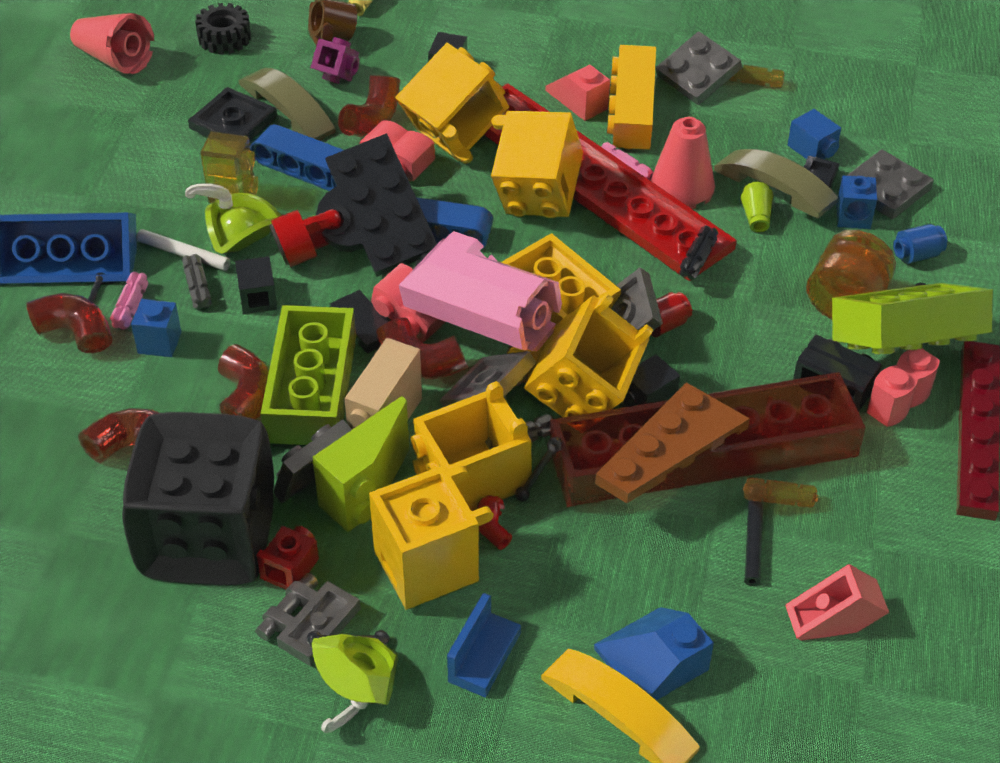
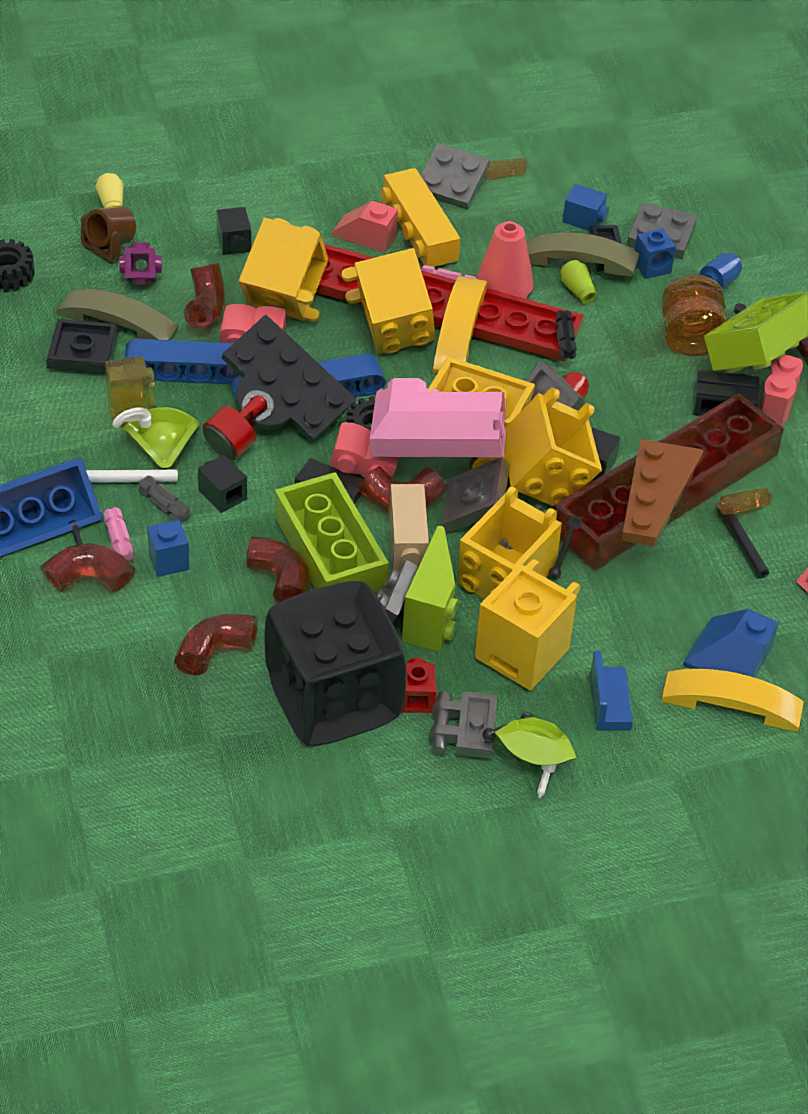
camera: 30 degrees left, 0 degrees up
(600, 203) = (459, 320): none -> yellow slope

